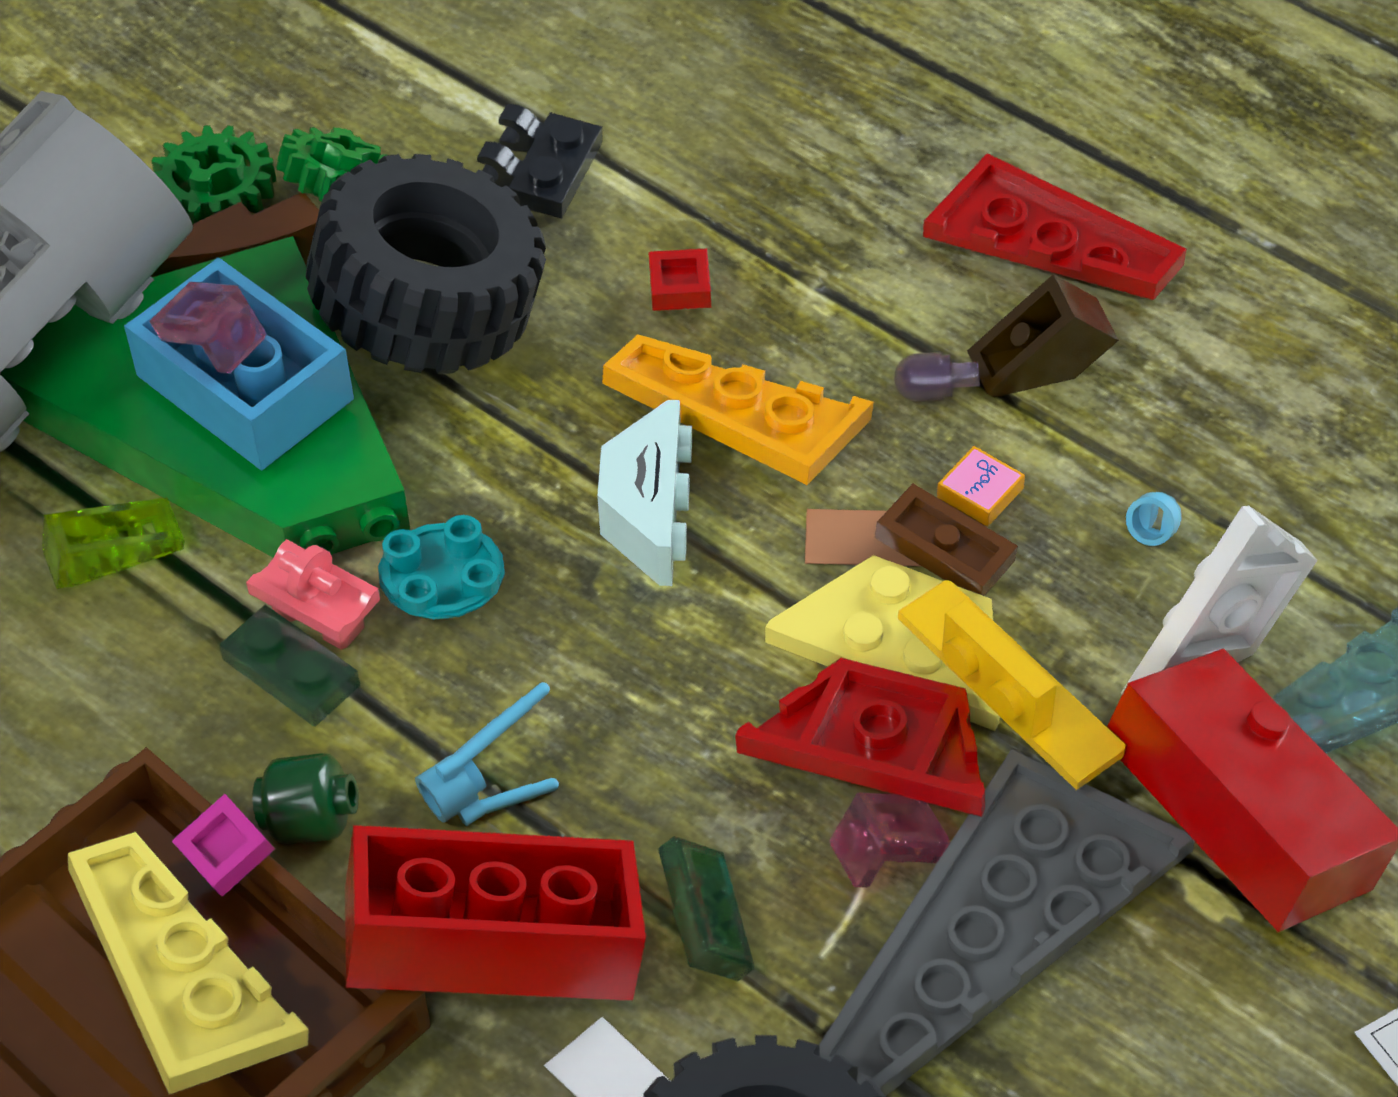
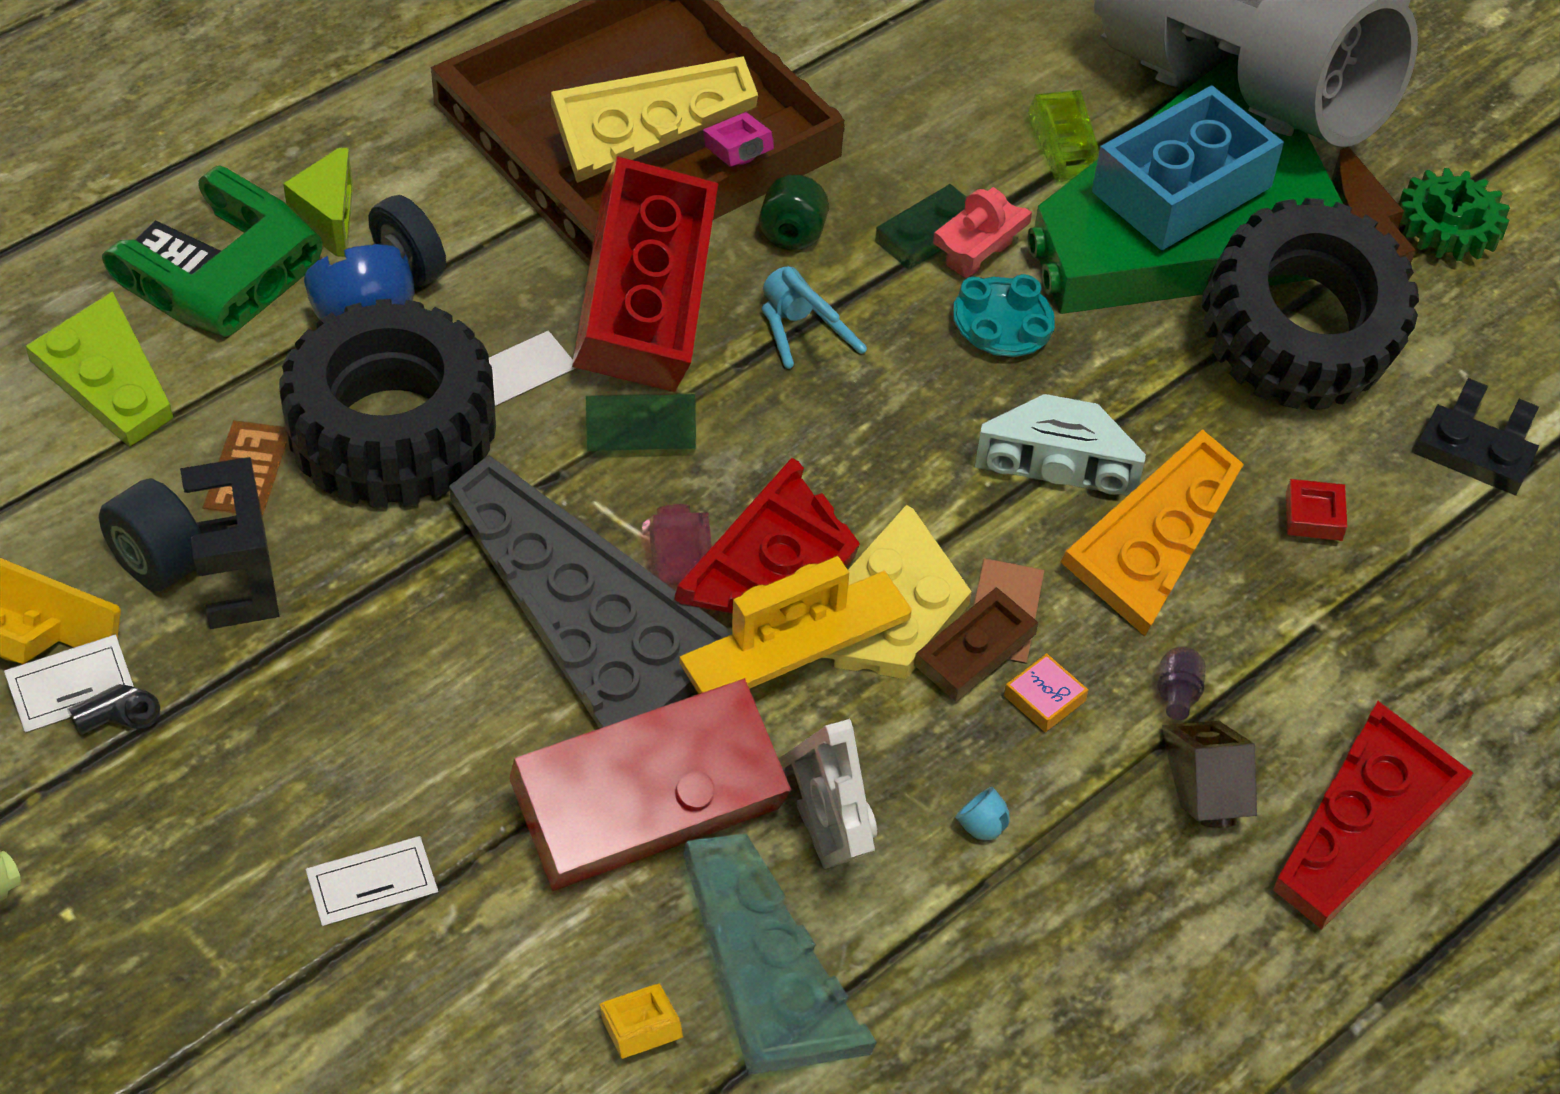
camera: 95 degrees right, 0 degrees up
(215, 319) = (1188, 114): clear pink bracket -> none
(320, 158) = (1455, 285): green gear -> none

